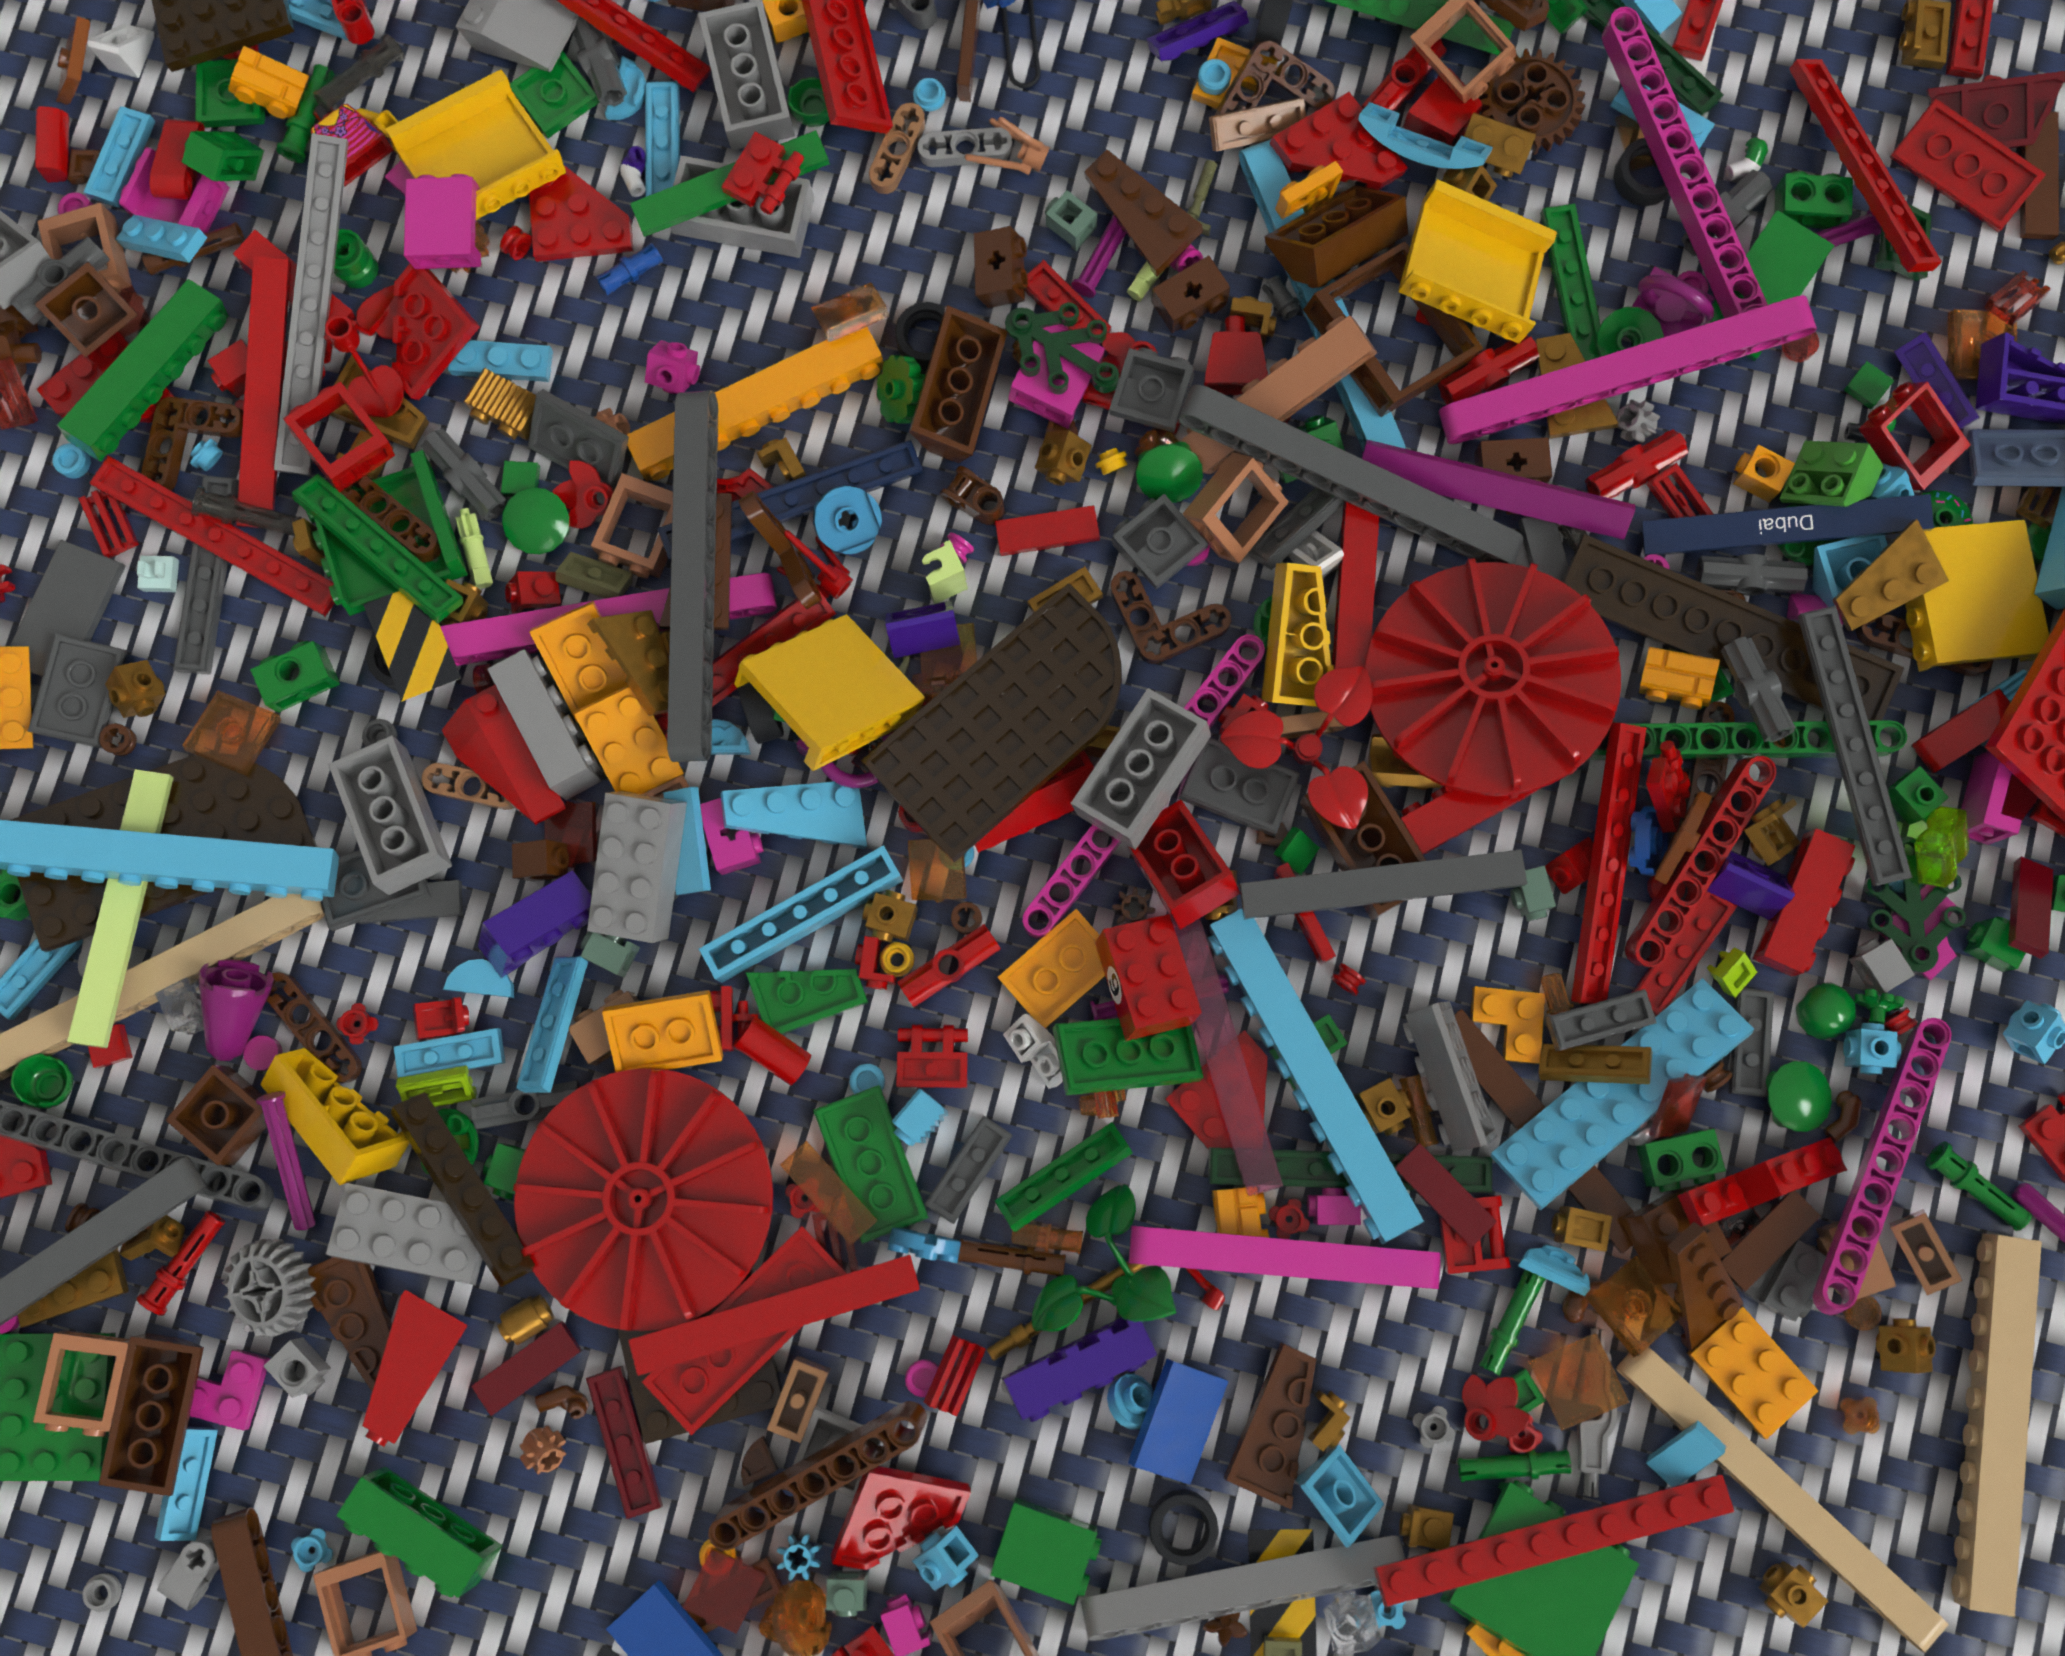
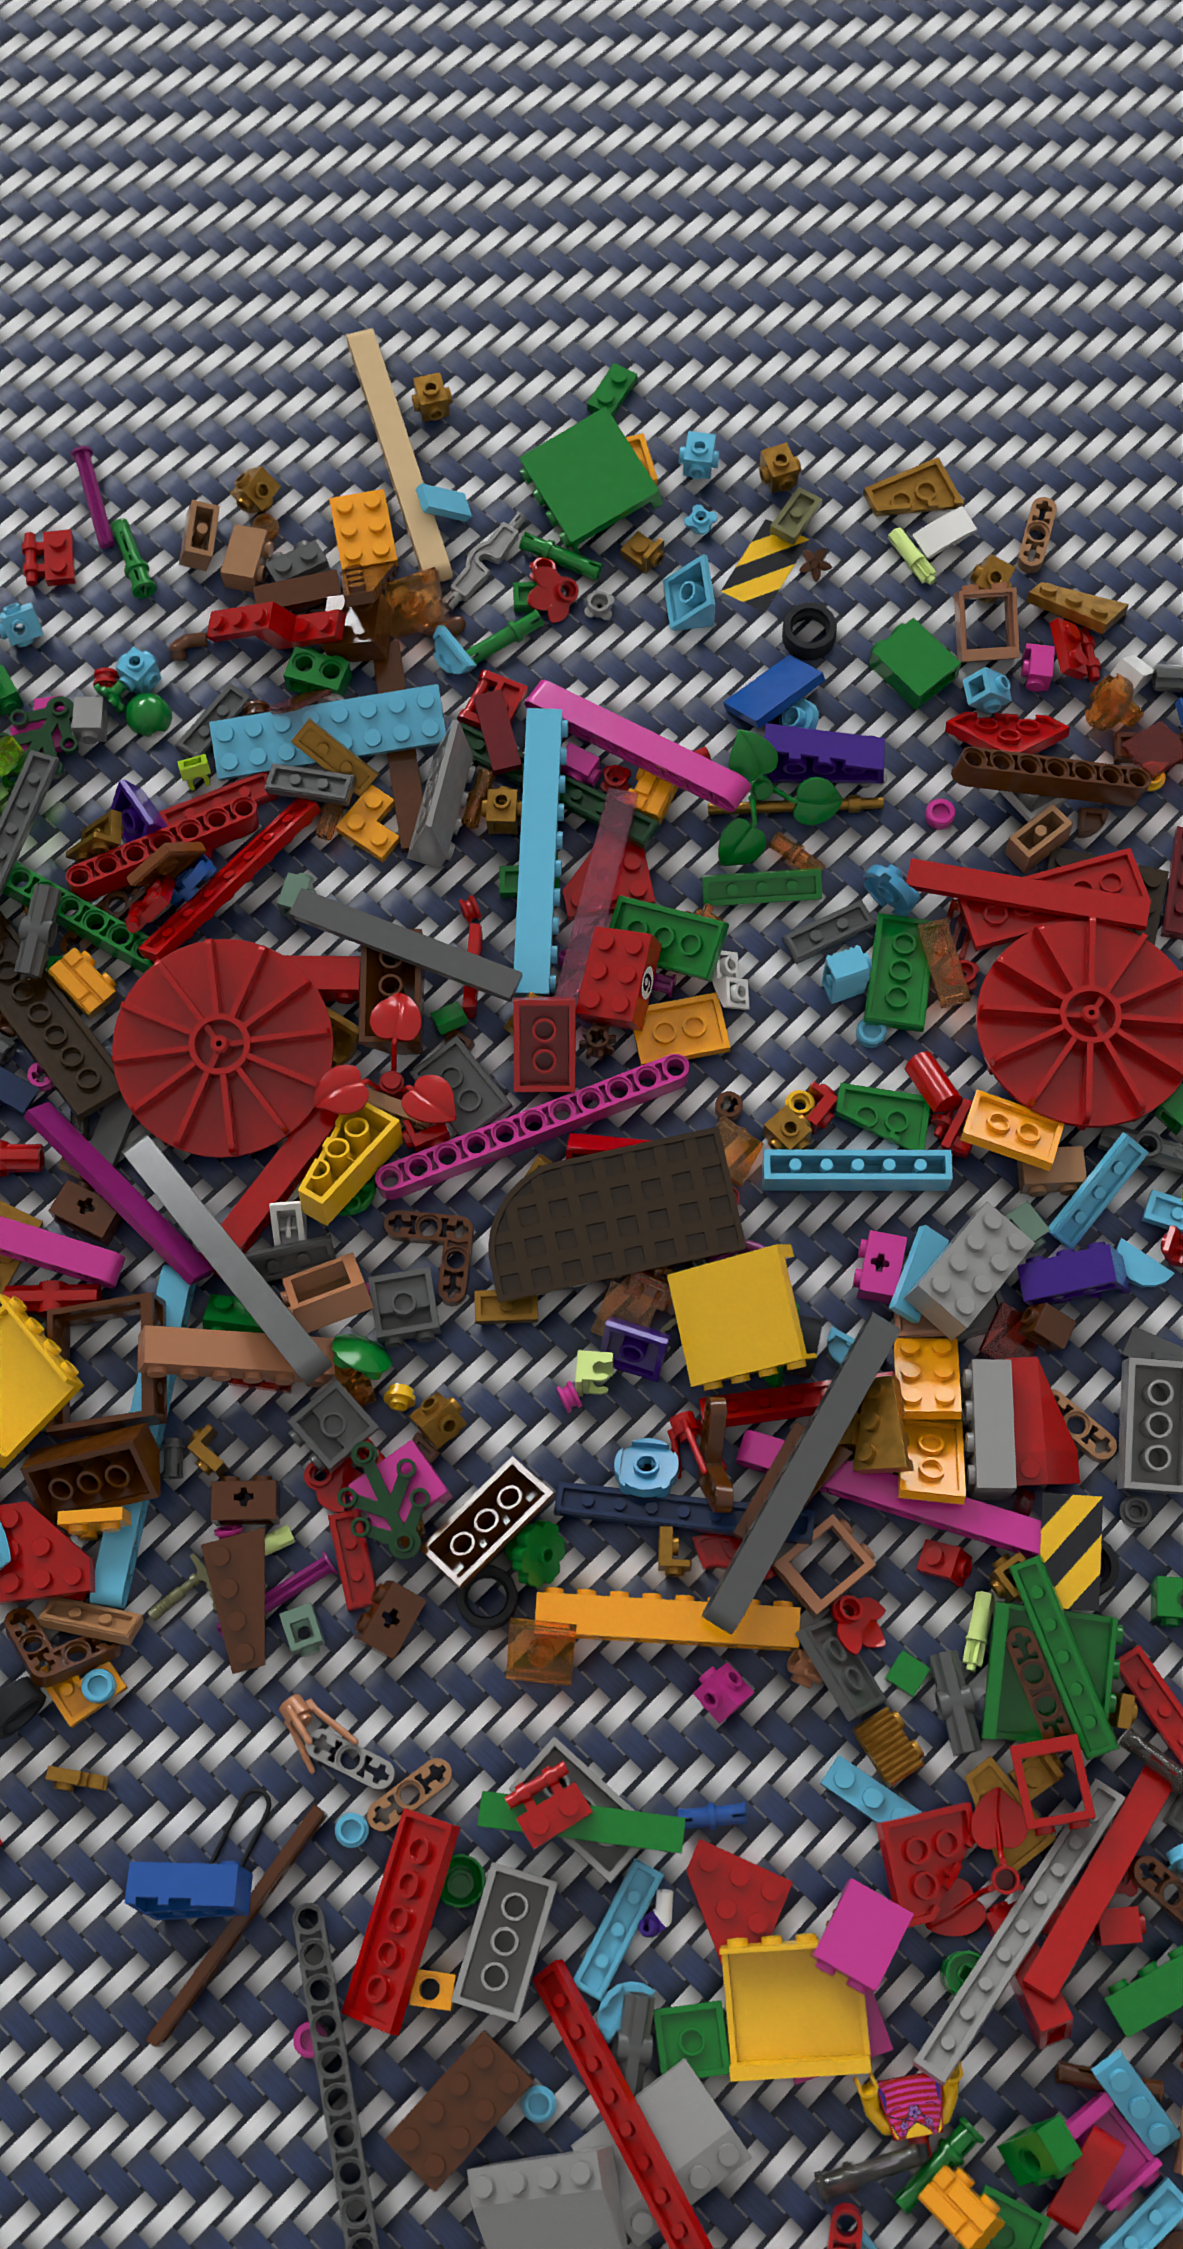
camera: 155 degrees left, 10 degrees down
(515, 243) = (802, 1903): red bush -> none
(536, 521) = (912, 1623): green dish -> none
(593, 576) = (886, 1543): olive plate -> none
(789, 1560) = (1091, 744): medium azure gear -> none
(798, 811) = (821, 1251): medium azure wing -> none
(847, 1592) = (1071, 700): sand green brick -> none
(929, 979) = (782, 1075): red piece -> none
(932, 1069) = (816, 1011): red plate -> none
(959, 1377) = (916, 801): red tile -> none
(969, 492) = (531, 1437): reddish brown piece -> none
(1012, 1258) = (804, 835): reddish brown pin -> none
(1047, 530) = (486, 1373): red tile -> none
(1141, 768) = (531, 1120): light grey brick -> none
(1198, 31) = (82, 1745): dark purple plate -> none
(1234, 358) = (246, 1423): red torso -> none
(1237, 1589) = (792, 575): light grey beam -> none
(1272, 1437) = (717, 651): reddish brown wing -> none
(1329, 1430) = (668, 639): pearl gold bracket -> none
(1343, 1635) = (730, 519): clear brick -> none
(1552, 1540) = (567, 494): red plate -> none
(1572, 866) = (252, 898): red bracket -> none
(1579, 1381) = (483, 579): clear orange plate -> none
(1581, 1228) = (417, 665): pearl gold bracket -> none
(1798, 1096) = (209, 671): green dish -> none
(1816, 879) = (95, 790): red brick -> none
(1869, 1421) = (309, 466): clear orange plate -> none
(1871, 1177) = (193, 580): dark pink beam -> none
(1997, 1424) = (226, 426): tan brick -> none

